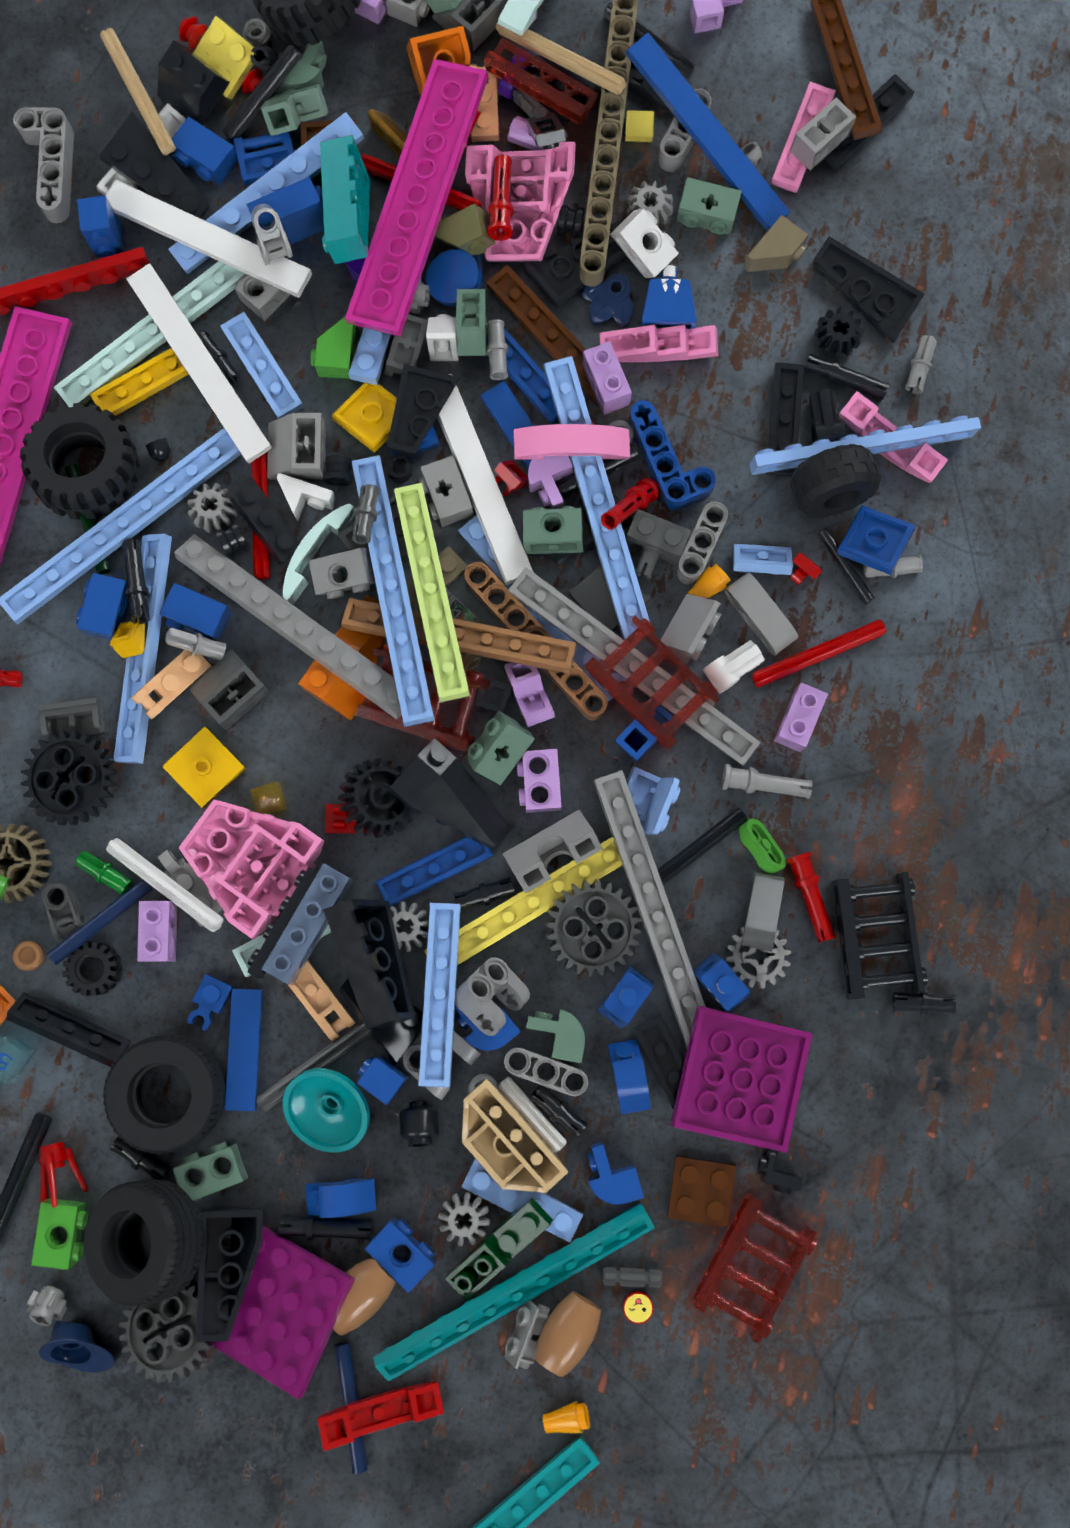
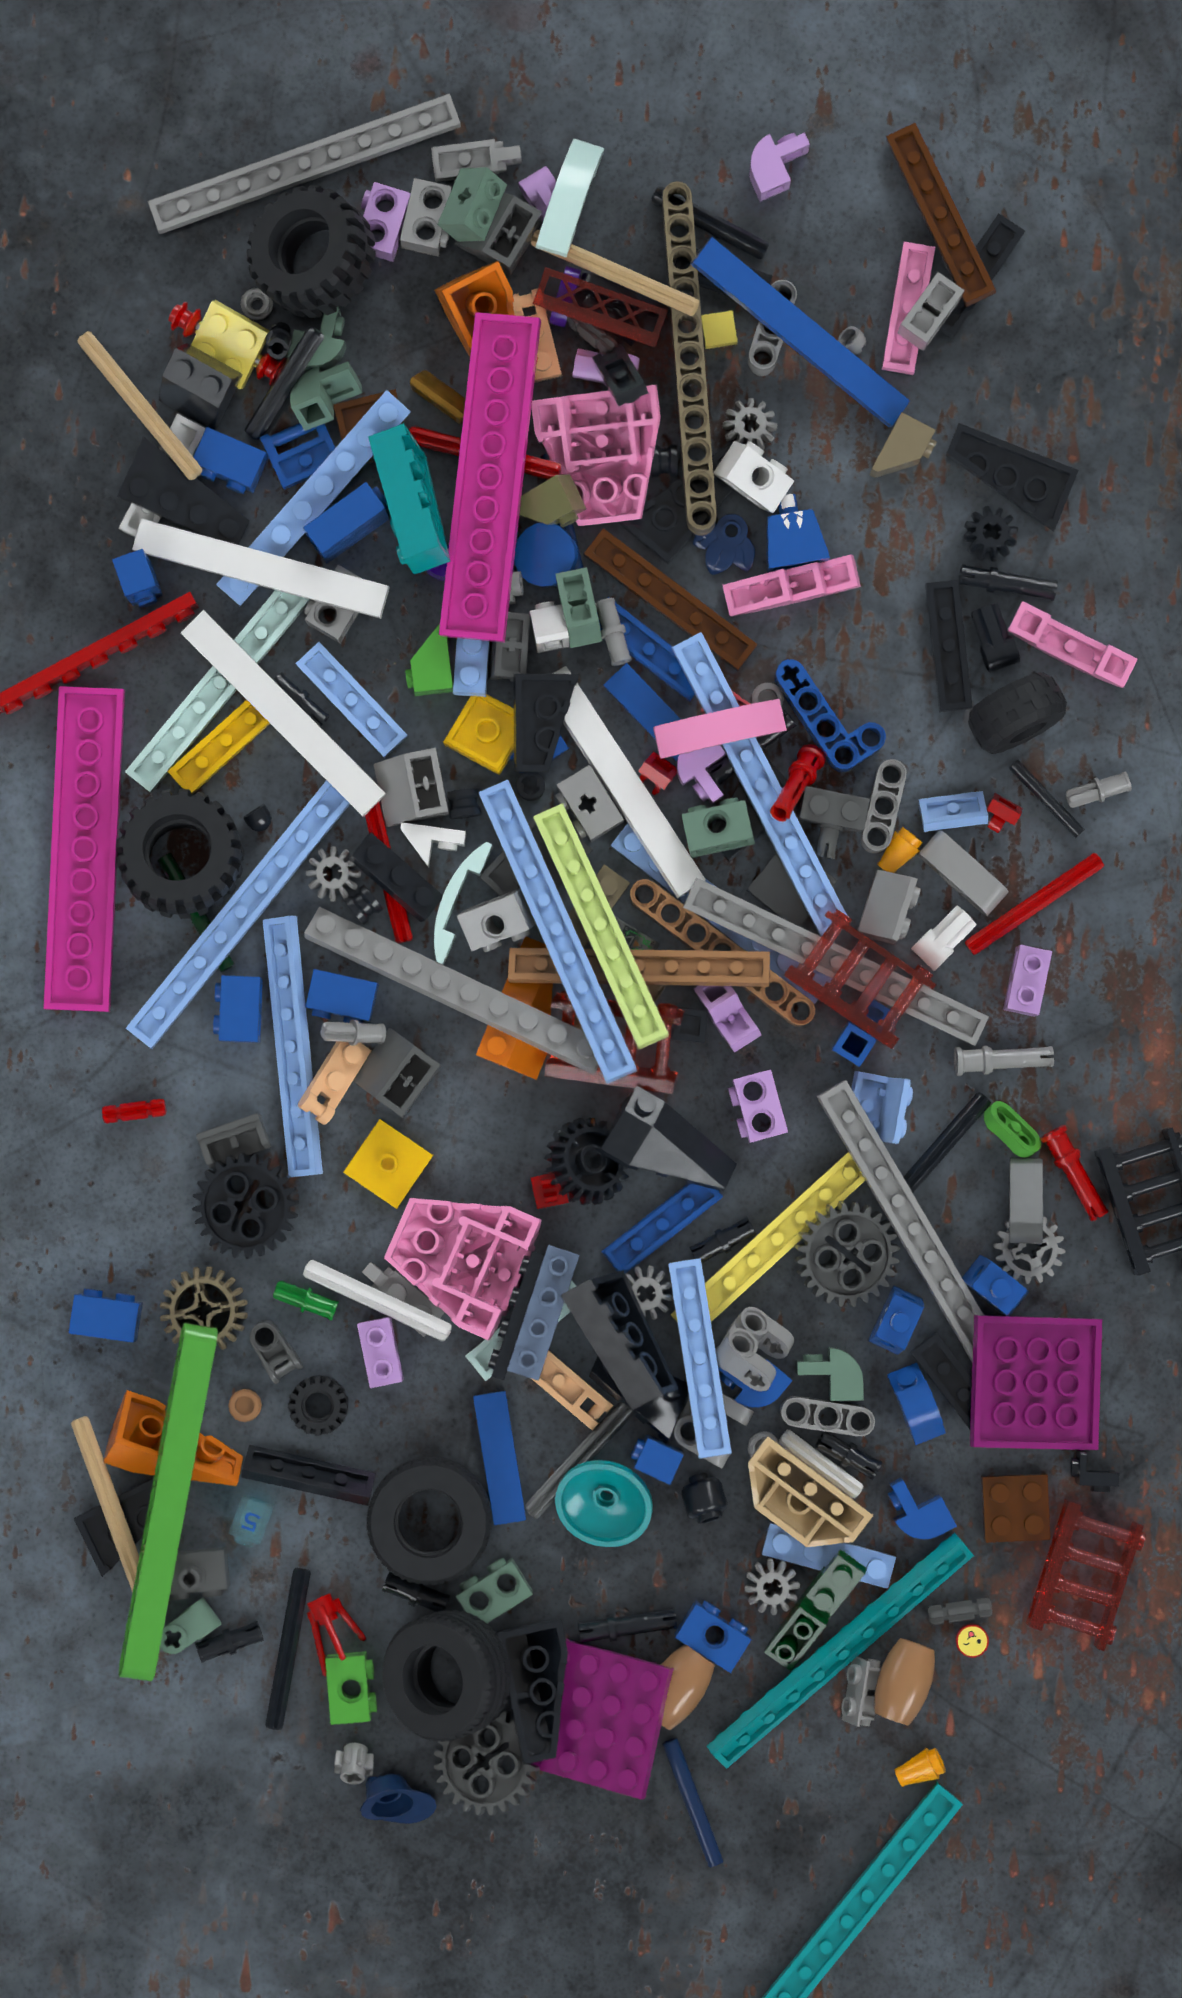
camera: 15 degrees left, 5 degrees up
(49, 165) = (57, 511): light grey beam -> none
(99, 921) = (316, 1353): dark blue piece -> none
(129, 639) = (277, 1039): yellow slope -> none
(137, 591) = (273, 981): black pin -> none
(211, 997) = (452, 1410): blue plate -> none
(269, 798) = (466, 1184): clear yellow tile -> none
(271, 238) = (340, 562): light grey piece -> none
(340, 1198) = (637, 1591): blue brick -> none
(365, 514) = (511, 855): dark grey pin -> none
(379, 1412) = (726, 1800): red slope -> none
(499, 747) = (708, 1081): sand green brick -> none
(501, 218) = (582, 472): red pin -> none
(568, 836) = (801, 1160): light grey arch -> none
(606, 378) = (742, 643): lavender brick -> none
(702, 195) = (832, 406): sand green brick -> none
(876, 441) = (1054, 656): light blue plate -> none
(876, 540) = (1074, 765): blue tile -> none
(921, 364) = (1089, 551): light grey axle -> none

